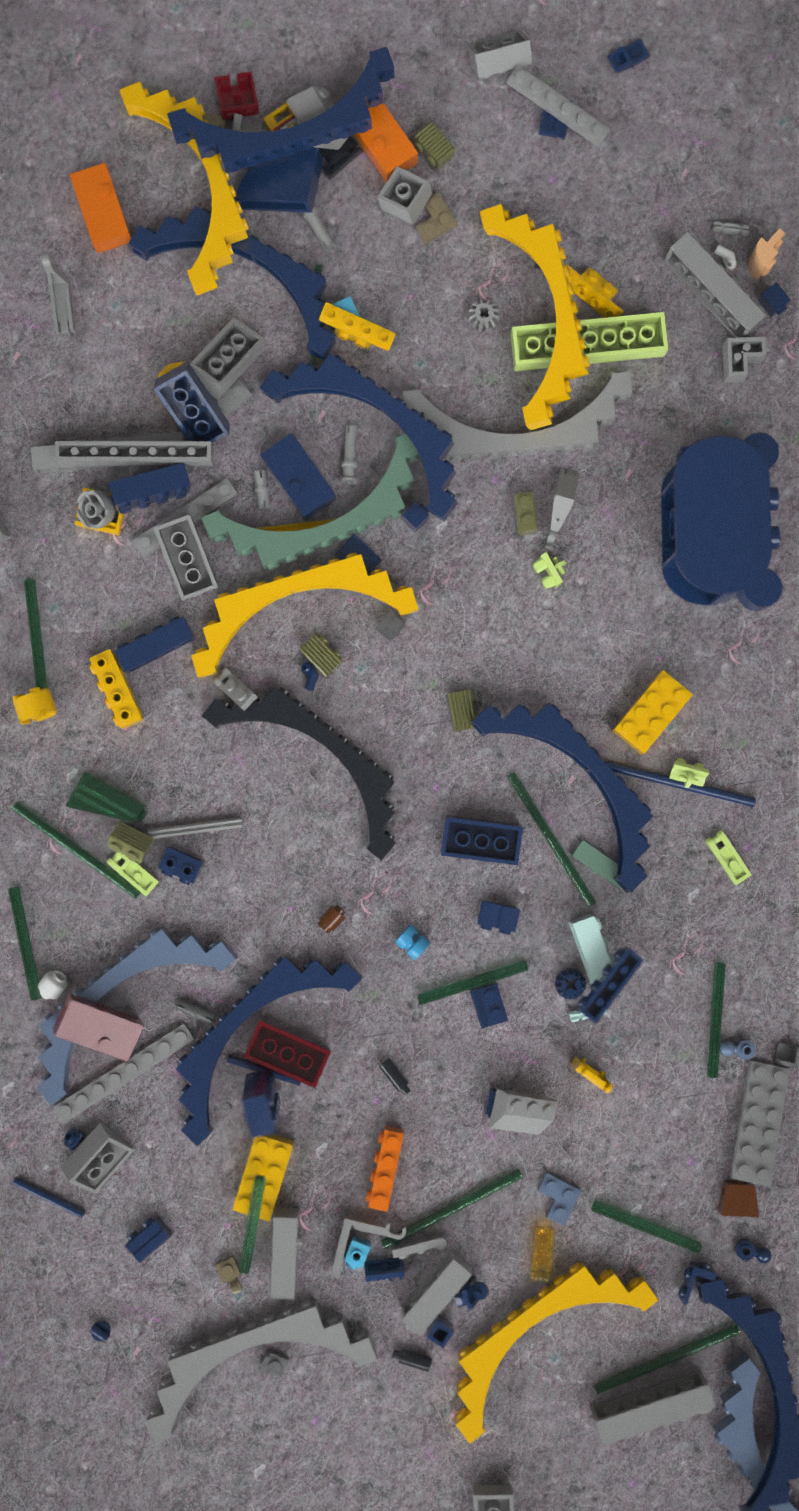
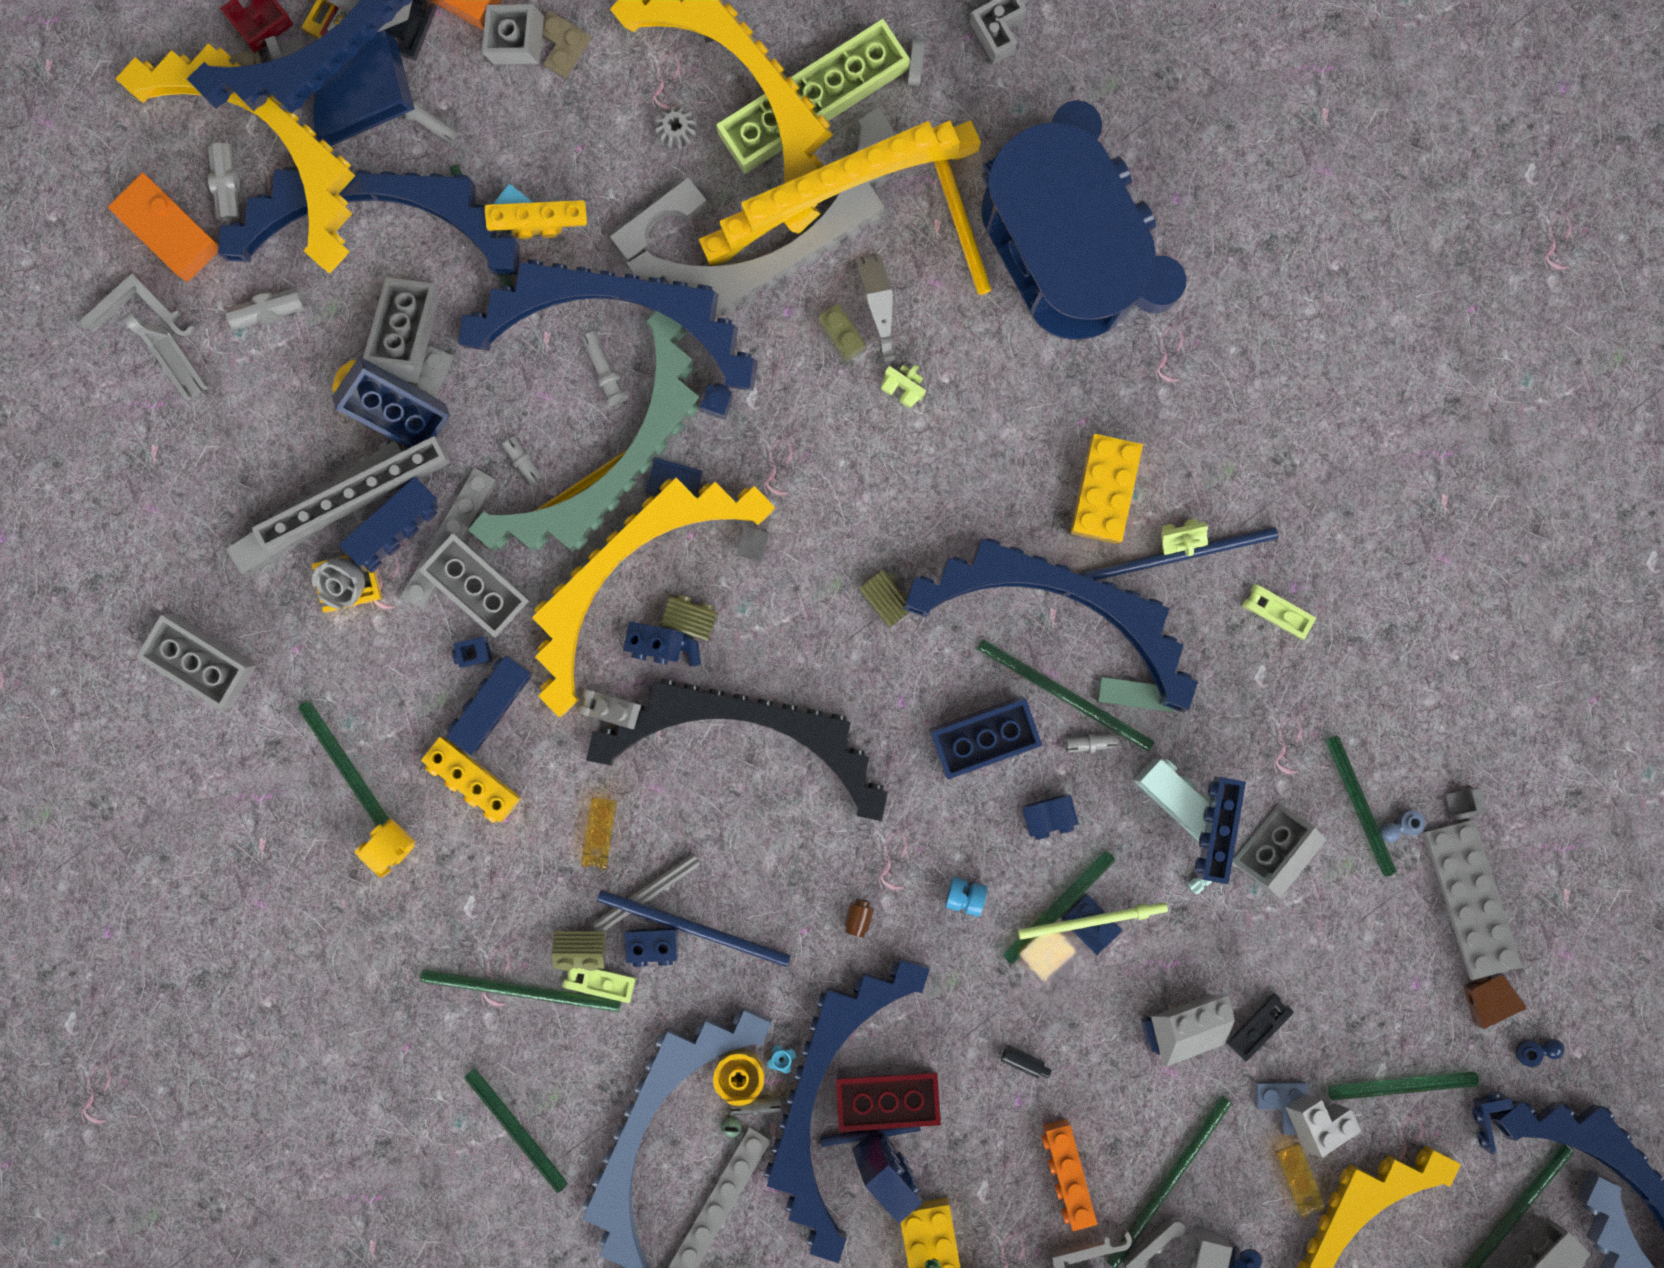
camera: 25 degrees left, 0 degrees up
(47, 239) = (121, 295): none -> light grey hinge
(52, 985) = (573, 1162): white head -> none
(98, 1027) = (652, 1185): brick -> none
(103, 799) = (518, 915): clear green slope -> none
(140, 297) = (265, 308): none -> light grey piece
(156, 197) = (223, 182): none -> light grey piece
(169, 603) = (461, 651): none -> dark blue brick
(173, 1012) = (731, 1121): none -> sand green hinge
(184, 988) = (728, 1086): none -> yellow brick
(185, 770) = (599, 832): none -> clear yellow plate
(215, 867) = (693, 928): none -> dark blue piece
(229, 993) = (775, 1063): none -> medium azure plate
(288, 658) = (653, 641): none -> dark blue brick
(298, 476) = (556, 424): dark blue brick -> none
(448, 1008) = (1047, 953): none -> clear yellow piece
(462, 368) = (682, 201): none -> light grey arch
(526, 1013) = (1140, 912): none -> yellowish green bar
(531, 402) = (771, 208): none -> yellow arch
(552, 881) = (1091, 743): none -> light grey pin
(568, 1135) = (1259, 1027): none -> black plate
(571, 974) = (1167, 840): dark blue gear -> none
(573, 1225) = (1320, 1127): none -> light grey brick
(591, 1074) = (1251, 943): yellow container -> none
(595, 292) = (791, 35): yellow bracket -> none
(644, 1021) = (1279, 850): none -> light grey slope
(646, 481) = (962, 226): none -> yellow axle
(671, 354) = (916, 62): none -> light grey beam

